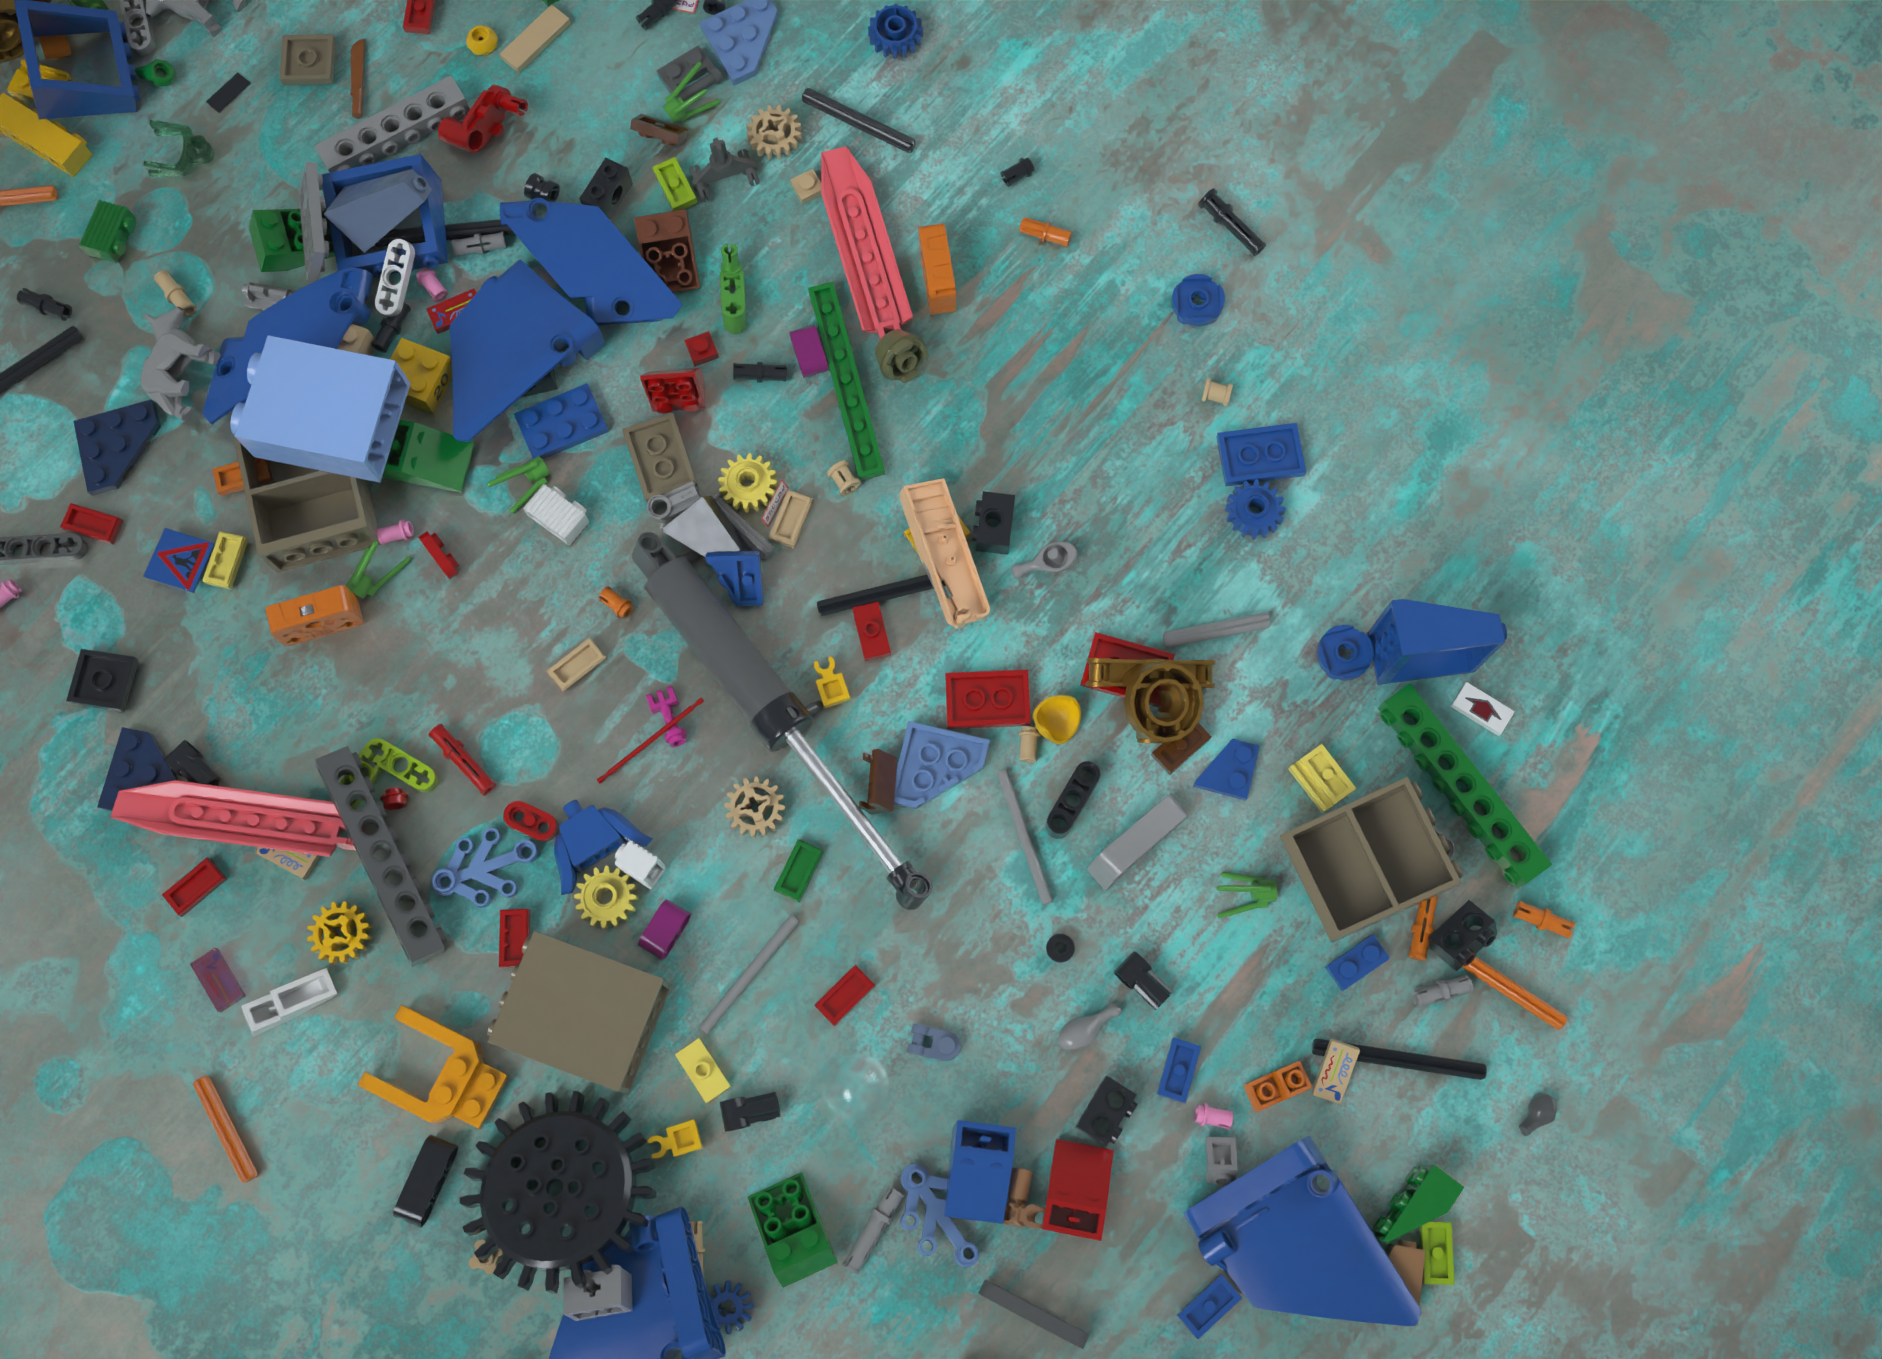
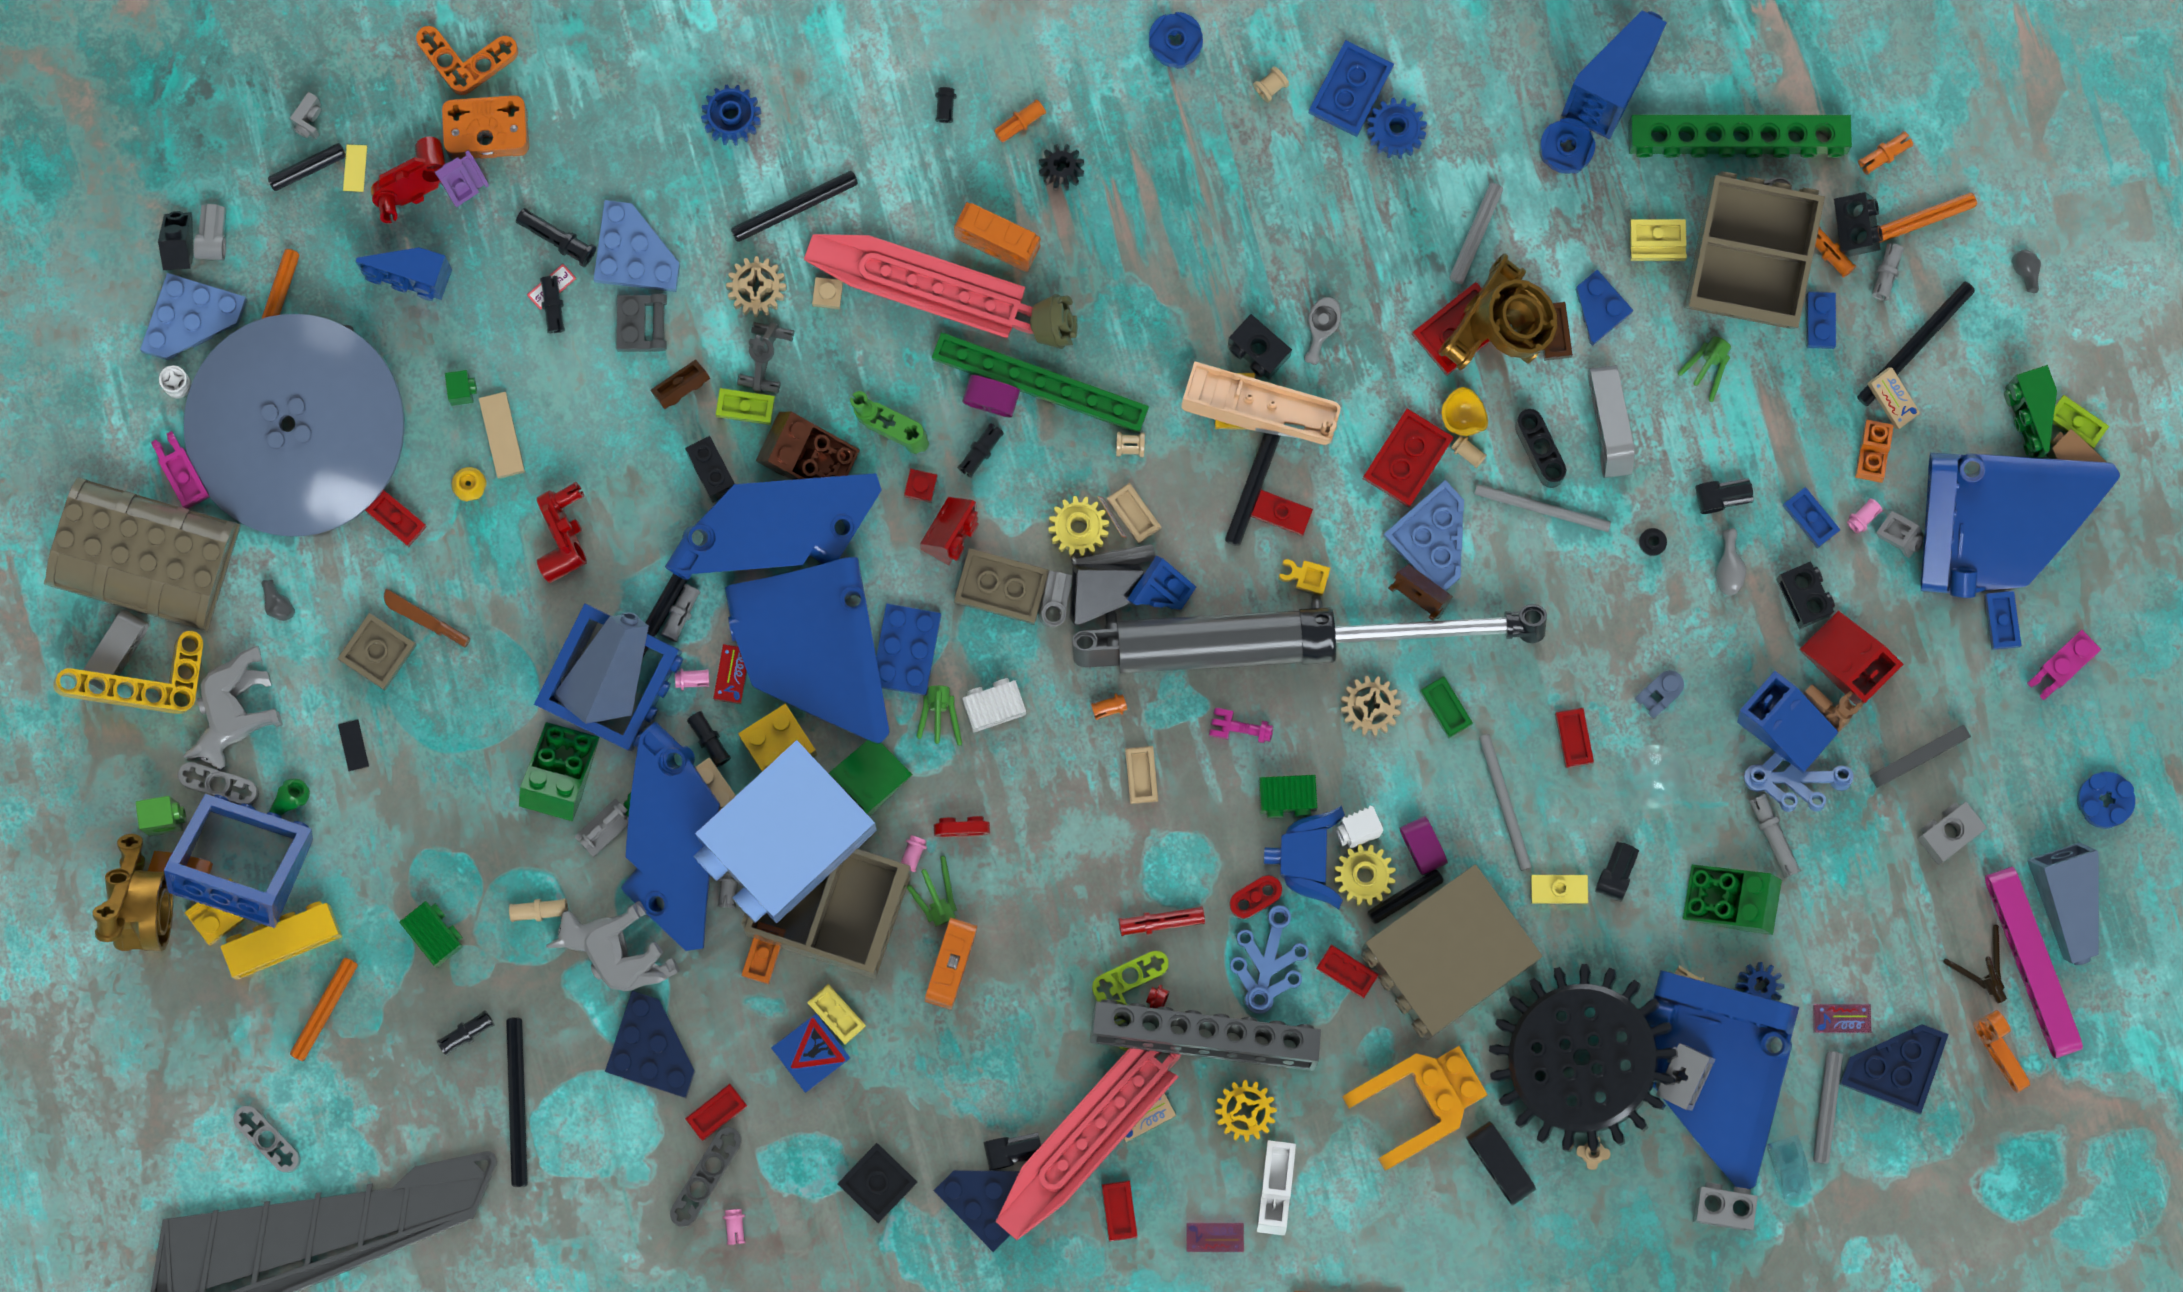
camera: 60 degrees left, 5 degrees up
(195, 150) = (394, 811): clear green piece -> none
(312, 222) = (574, 741): light grey plate -> none
(396, 117) = (508, 547): light grey brick -> none
(401, 287) = (694, 715): white beam -> none
(539, 188) = (667, 525): black wheel -> none
(612, 944) = (1405, 896): none -> black axle
(634, 790) = (1288, 795): none -> green brick
(650, 740) = (1253, 754): red piece -> none
(677, 108) = (672, 354): bright green plant -> none
(681, 1139) = (1604, 941): yellow plate -> none
(1030, 283) = (1068, 174): none -> black gear
(1482, 709) = (1687, 72): white tile -> none

